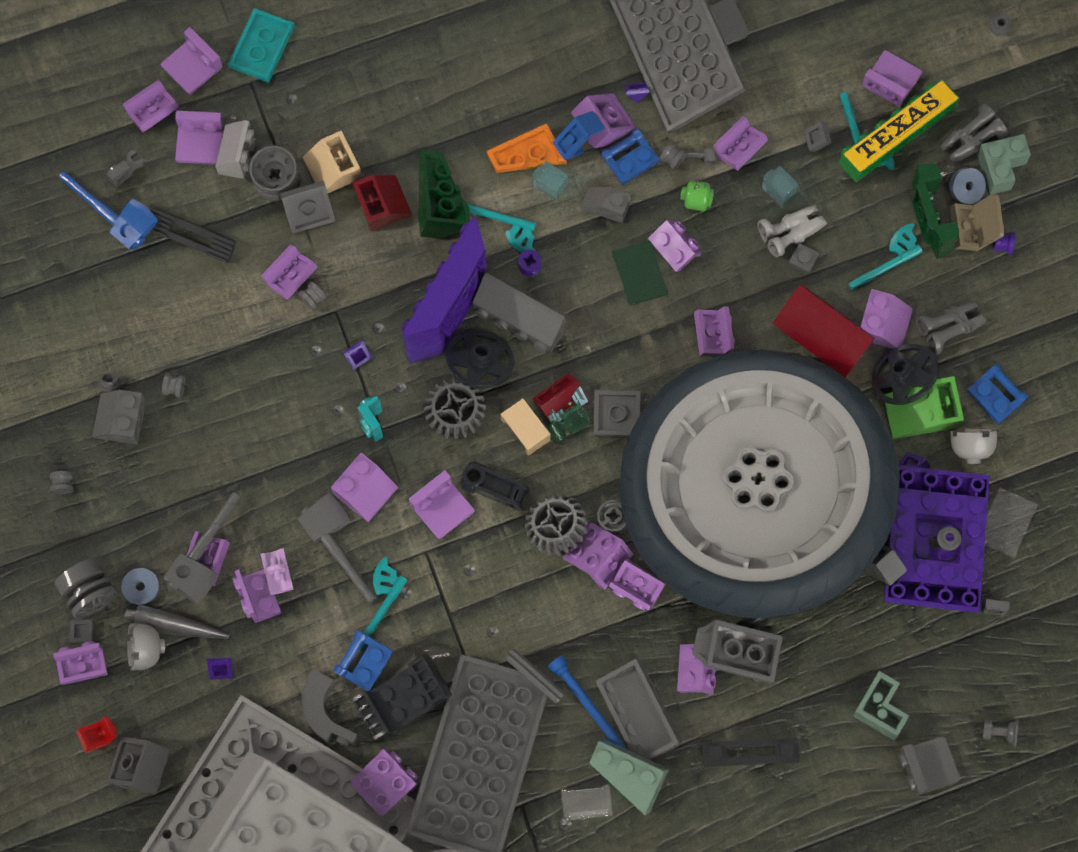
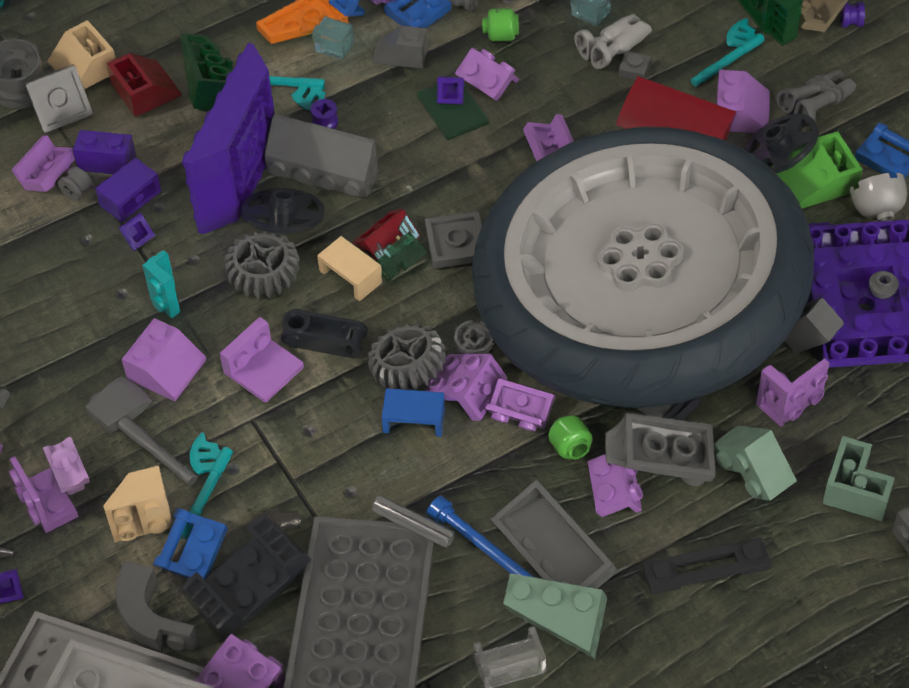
camera: 10 degrees left, 20 degrees down
(330, 621) = (139, 506): none -> tan slope
(340, 269) = (103, 151): none -> dark purple brick
(355, 310) = (128, 189): none -> dark purple brick
(553, 574) = (413, 407): none -> blue panel
(640, 259) = (450, 90): none -> dark purple slope
(670, 622) = (570, 437): none -> bright green head
(807, 673) = (757, 458): none -> sand green brick
(838, 619) = (787, 400): none -> medium lavender bracket

